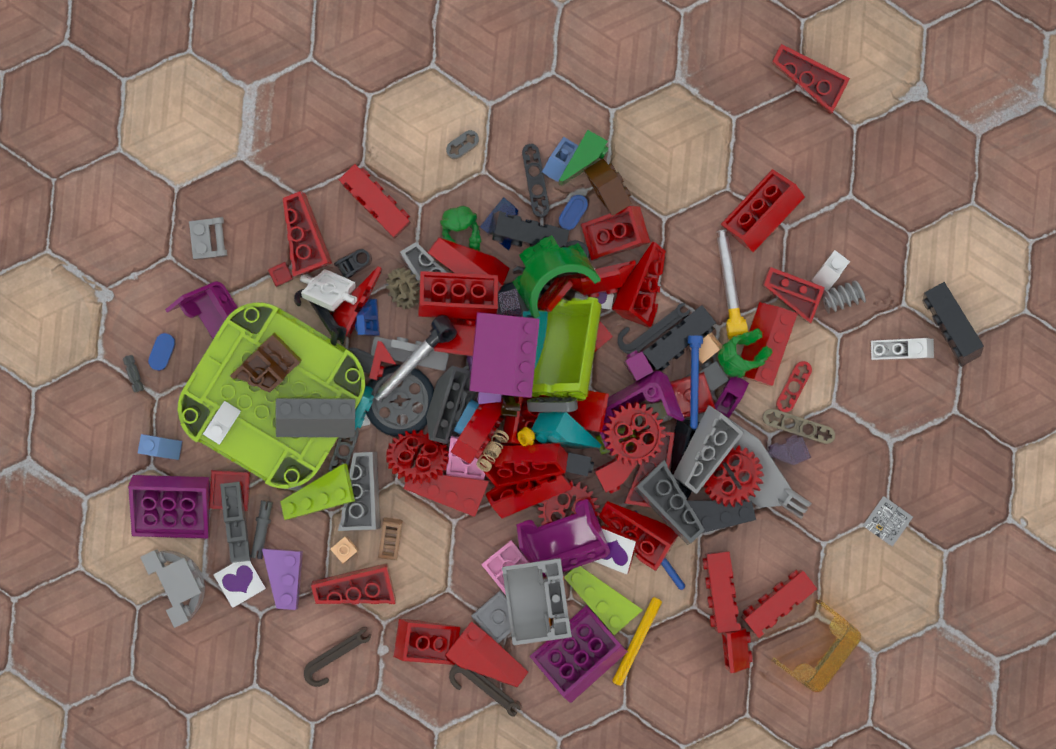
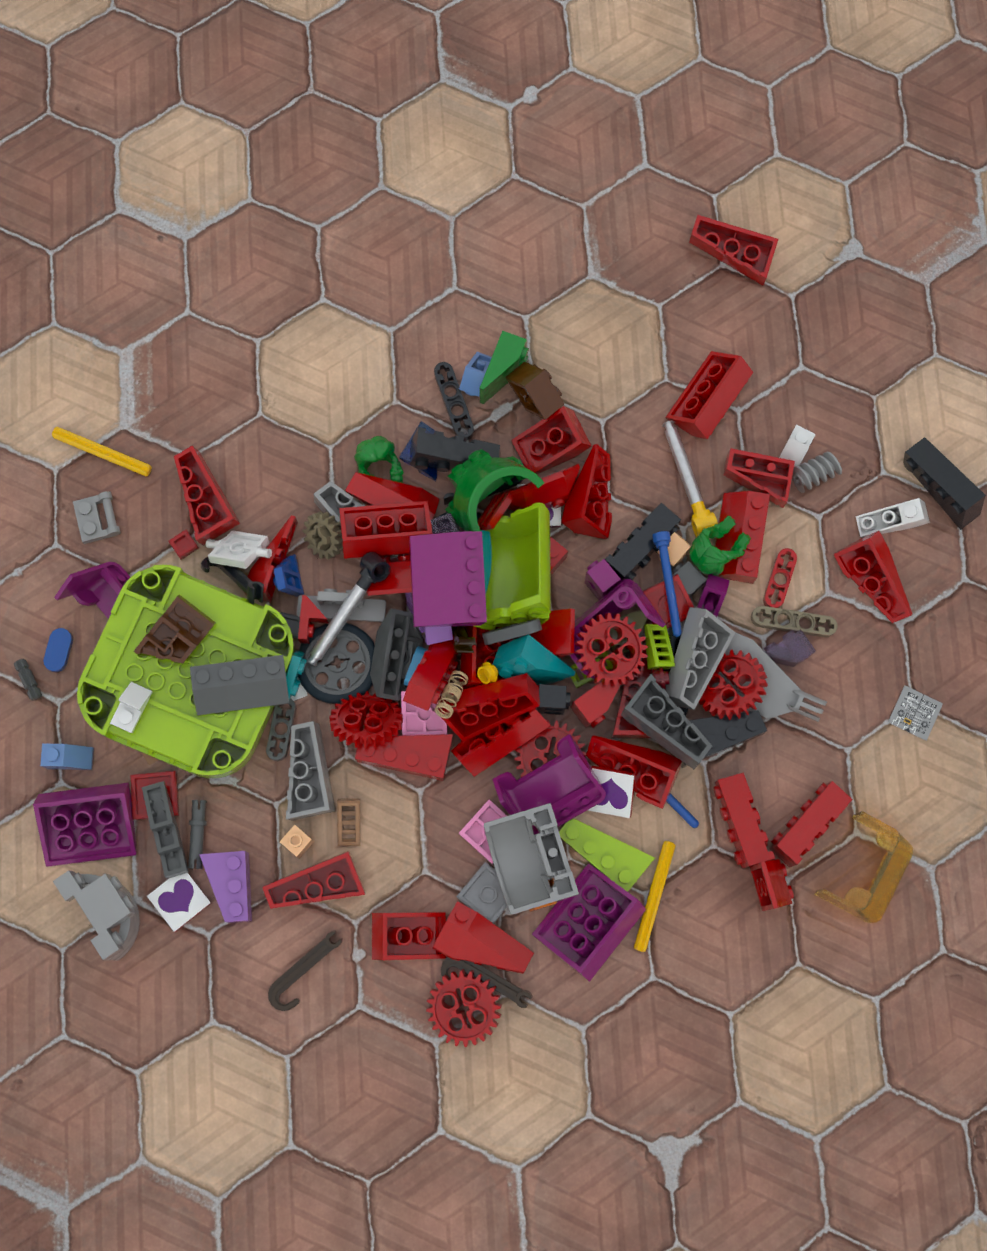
camera: 10 degrees left, 10 degrees down
(218, 178) = (101, 451): none -> yellow axle
(324, 493) = (260, 781): lime wing -> none
(352, 264) = (262, 519): black piece -> none
(375, 201) = (277, 446): red wedge -> none
(446, 709) = (483, 1002): none -> red gear
(459, 141) = (364, 372): dark grey beam -> none
(573, 212) = (501, 427): blue tile -> none
(652, 333) = (612, 542): black piece -> none
(673, 463) = (662, 678): none -> dark red plate
(682, 437) = (667, 655): none -> lime slope
(876, 391) = (874, 571): none -> red wedge

